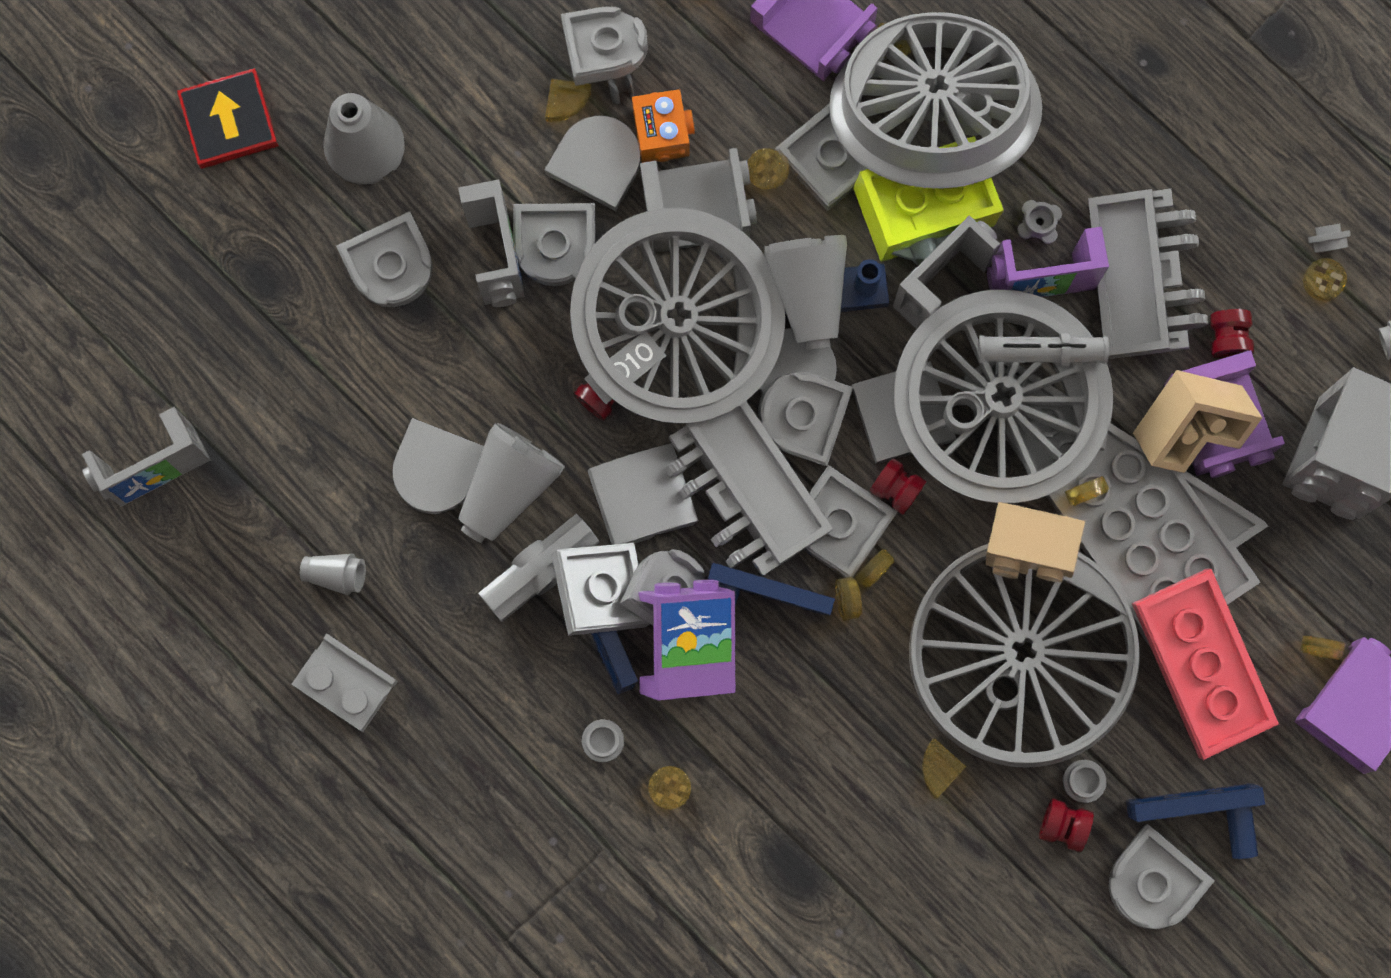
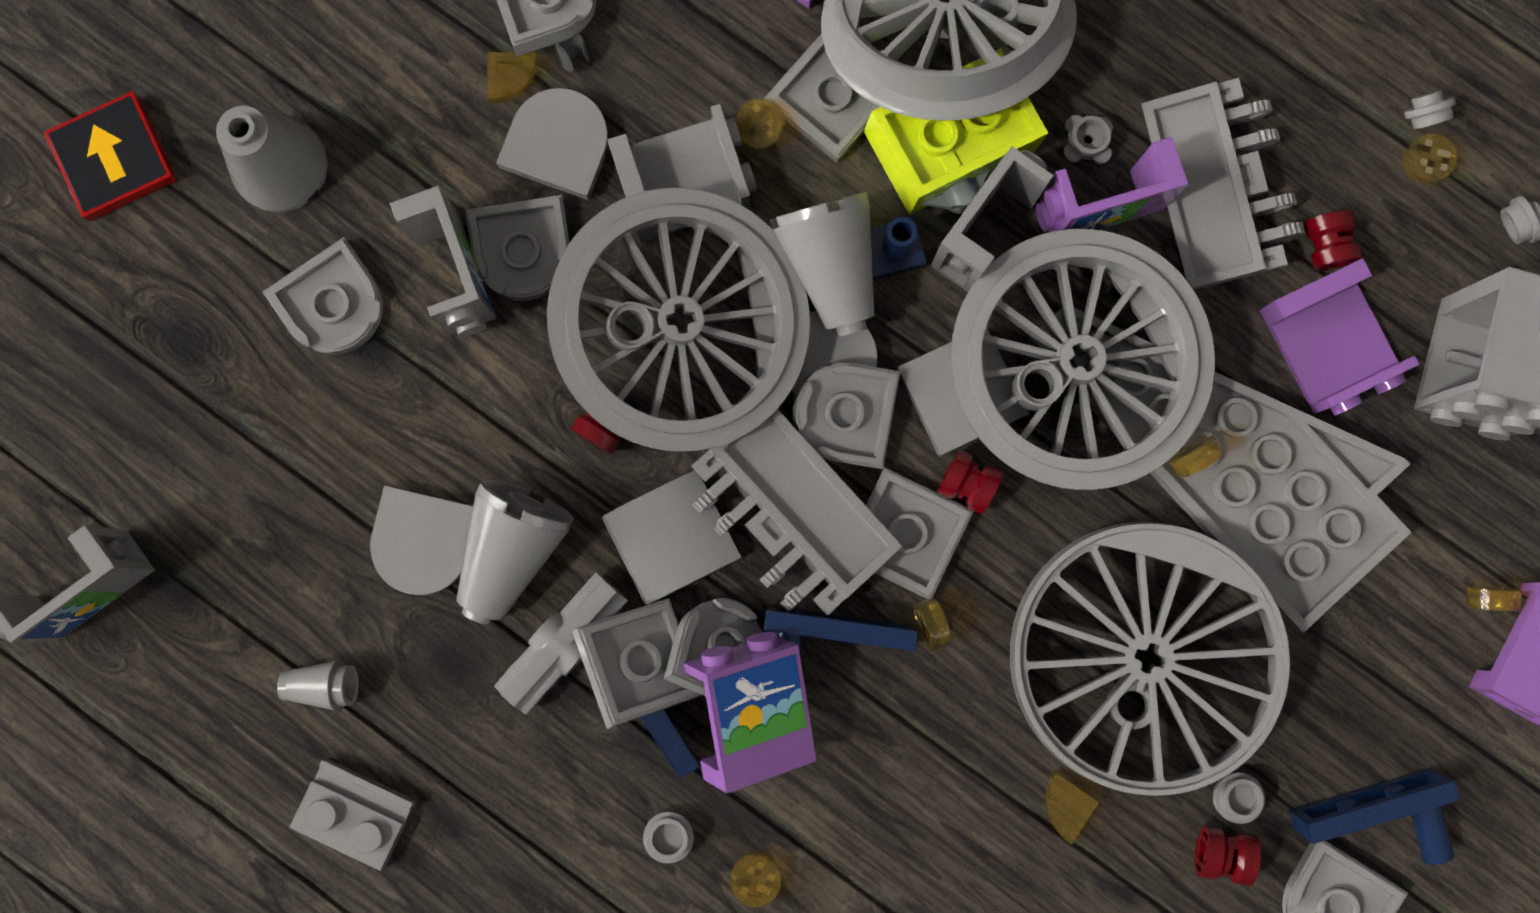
camera: 10 degrees left, 5 degrees up
(632, 361) = (634, 382): light grey sticker -> none
(662, 126) = (627, 90): orange head -> none
(875, 569) = (958, 584): clear yellow tile -> none
(1034, 541) = (1152, 536): tan brick -> none
(1044, 349) = (1144, 294): light grey pin -> none
(1192, 413) = (1306, 348): tan brick -> none
(1205, 664) = (1361, 639): coral tile -> none

